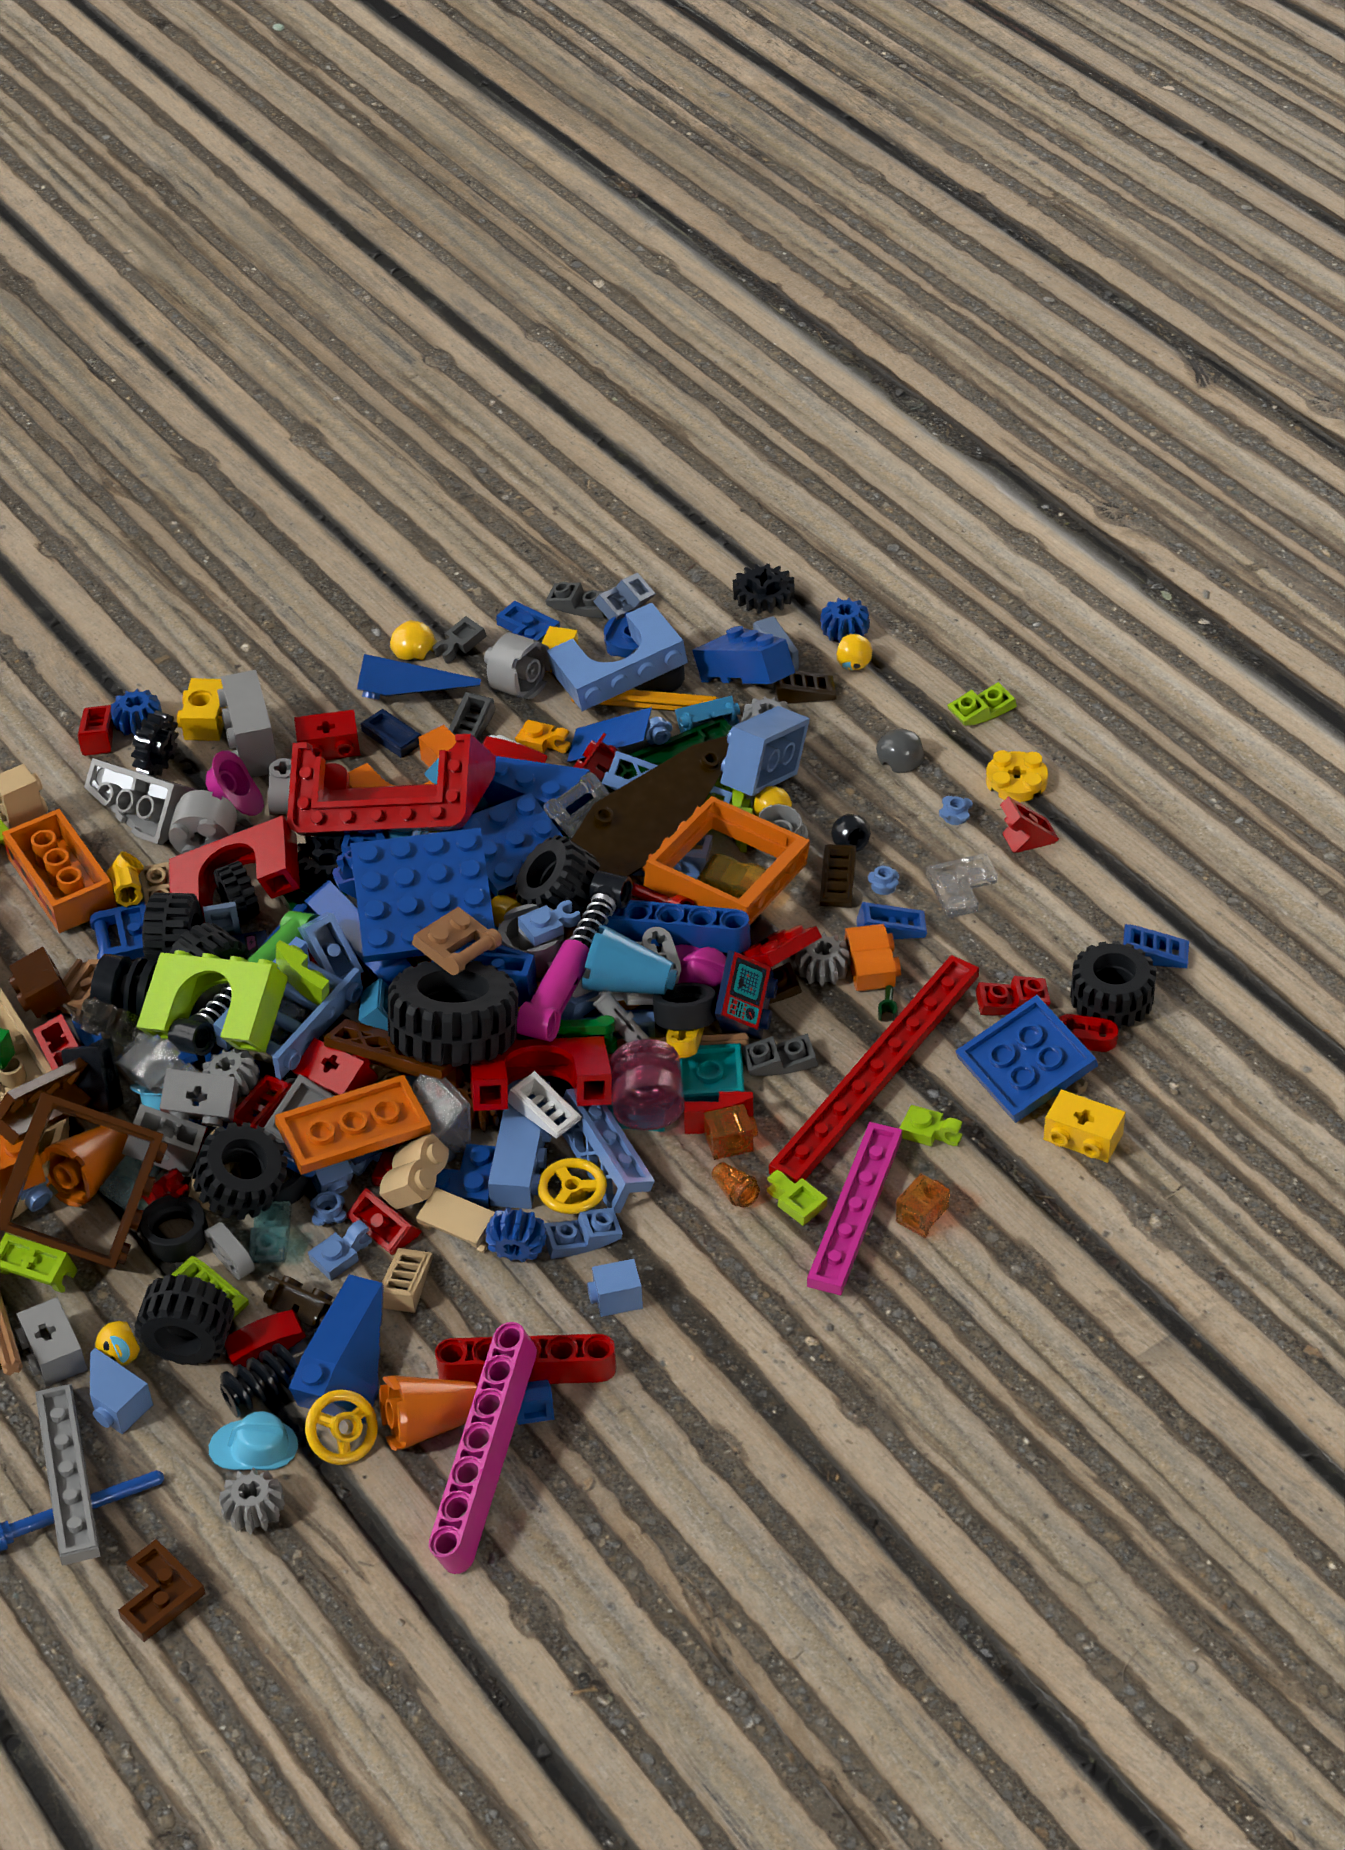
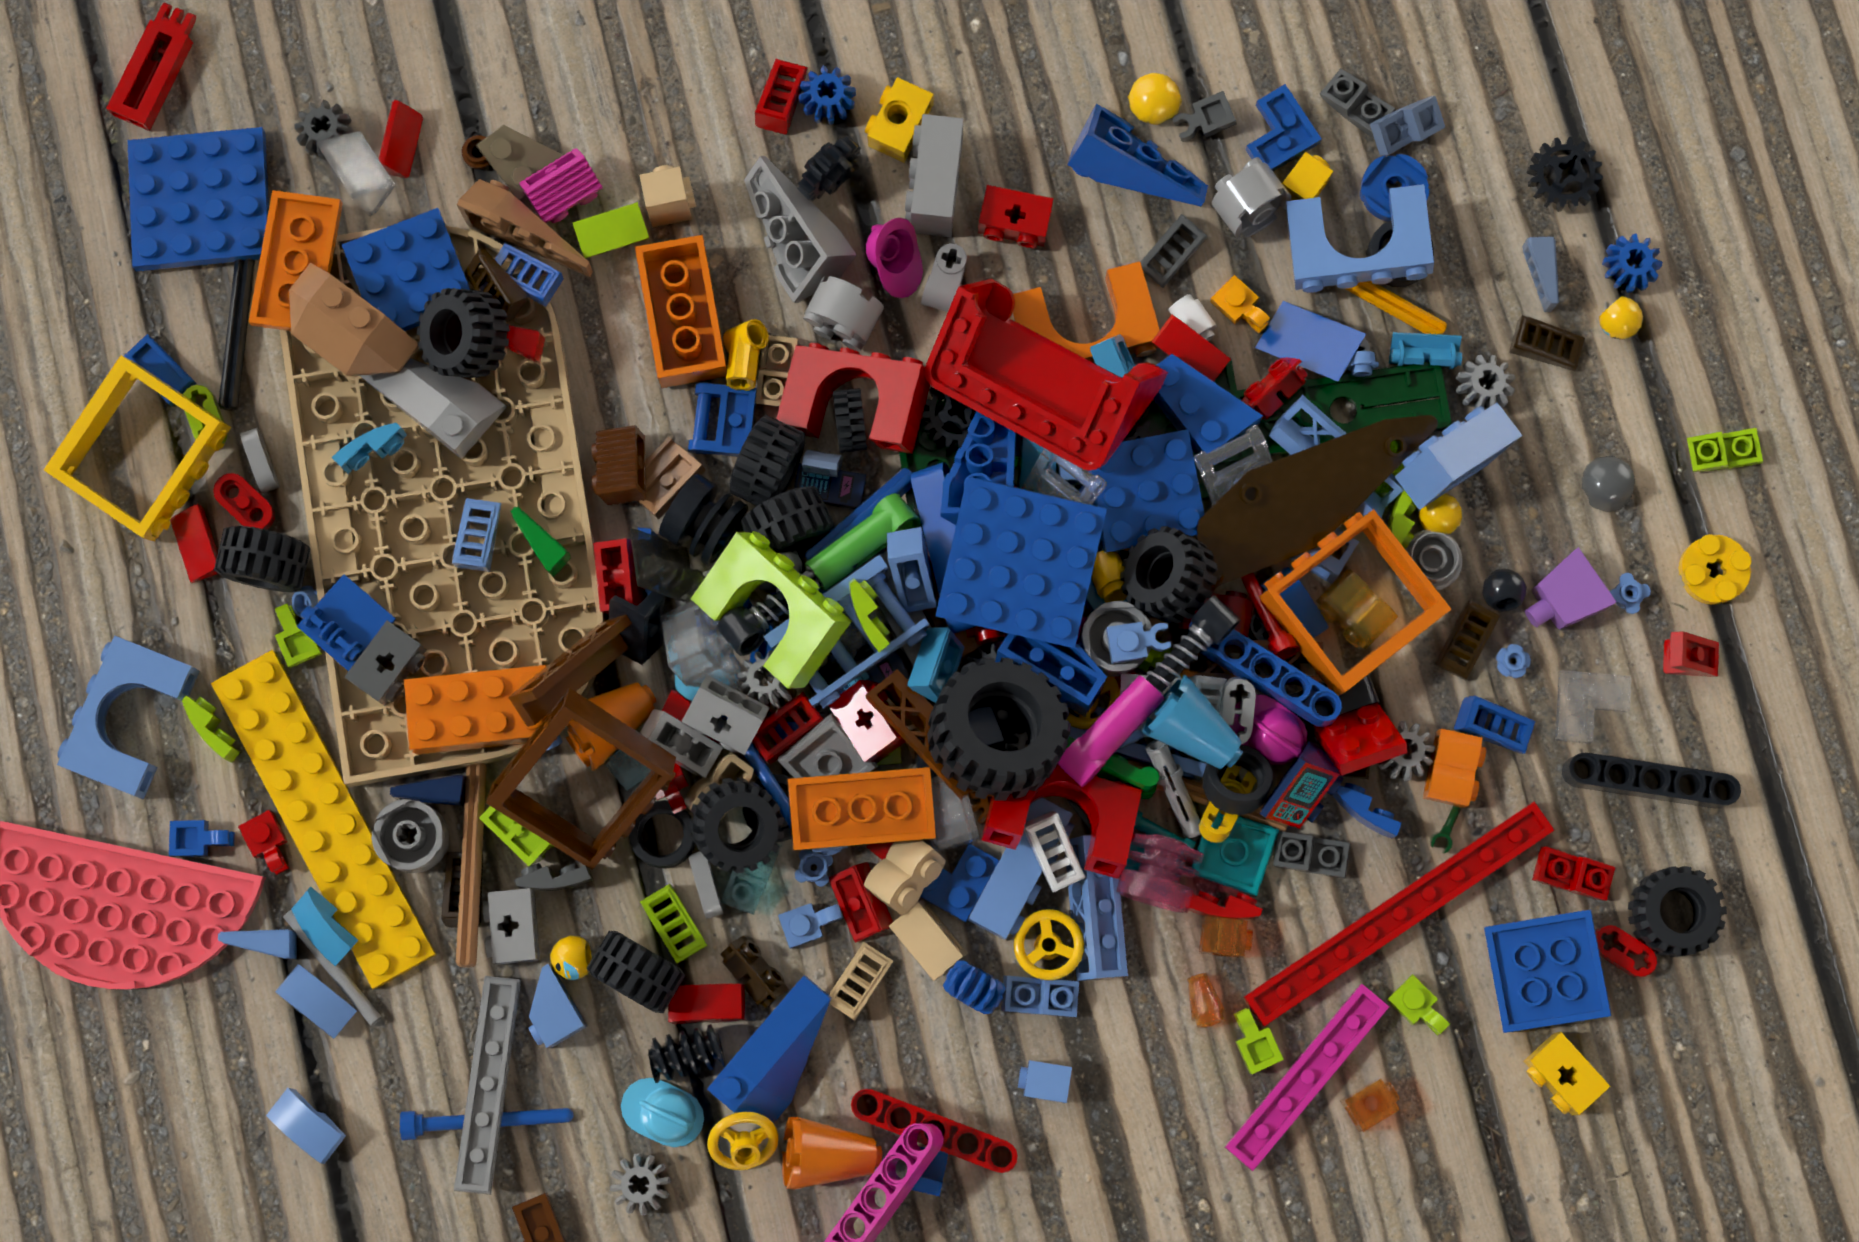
camera: 20 degrees right, 35 degrees up
(86, 1294) = (544, 880): none -> dark grey slope
(391, 733) = (1086, 230): dark blue tile -> none
(451, 933) = (1025, 642): medium nougat plate -> none
(744, 655) = (1497, 292): blue wedge -> none
(820, 1012) = (1356, 803): none -> blue slope
(907, 820) = (1569, 593): none -> medium lavender torso
(1041, 912) = (1667, 776): none -> black beam
(1151, 941) = (1718, 858): blue slope -> none

